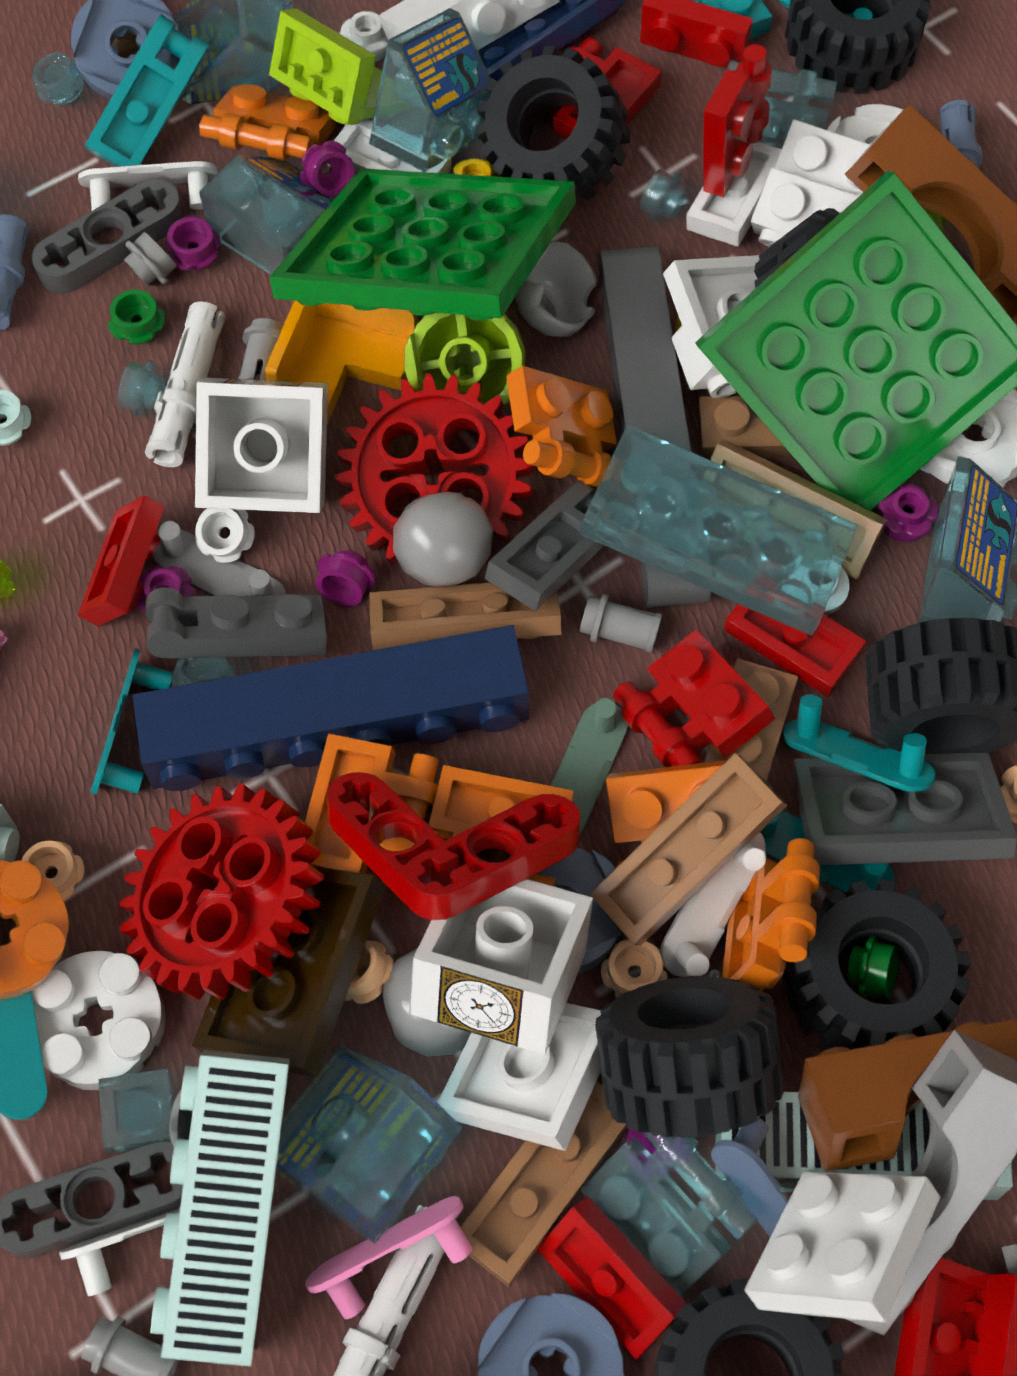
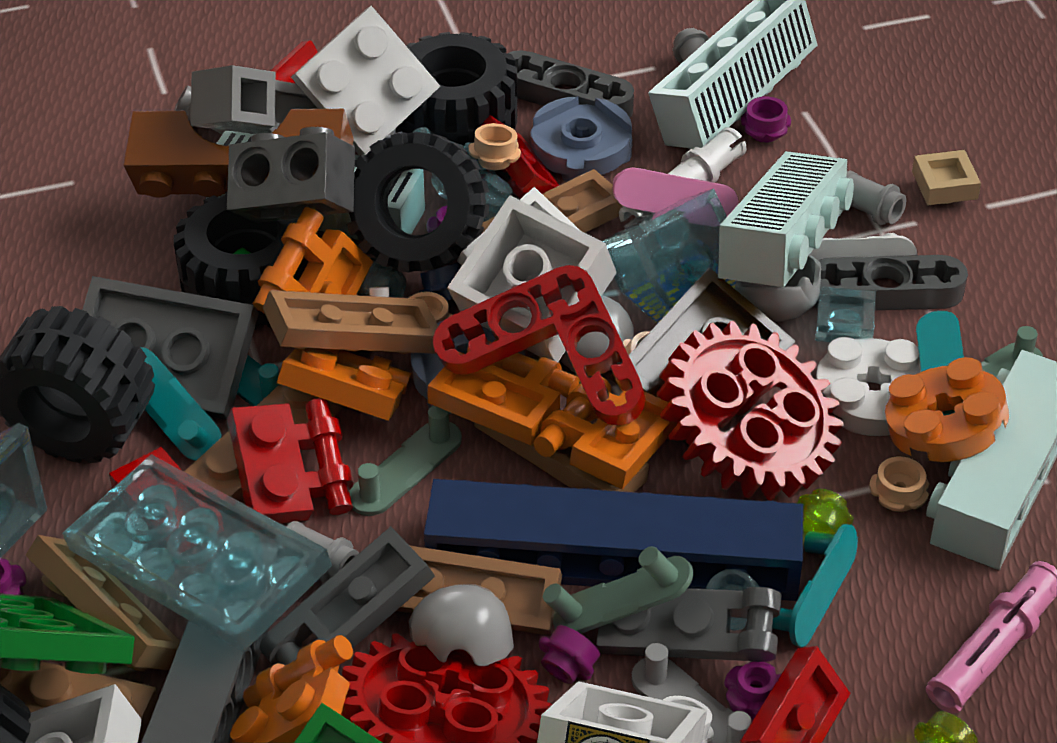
camera: 165 degrees left, 20 degrees down
(126, 797) = (824, 511): none -> clear neon green plate
(319, 612) = (653, 584): none -> sand green piece
(638, 1208) = (495, 146): none -> light nougat plate
(841, 983) = (290, 177): none -> flat silver brick

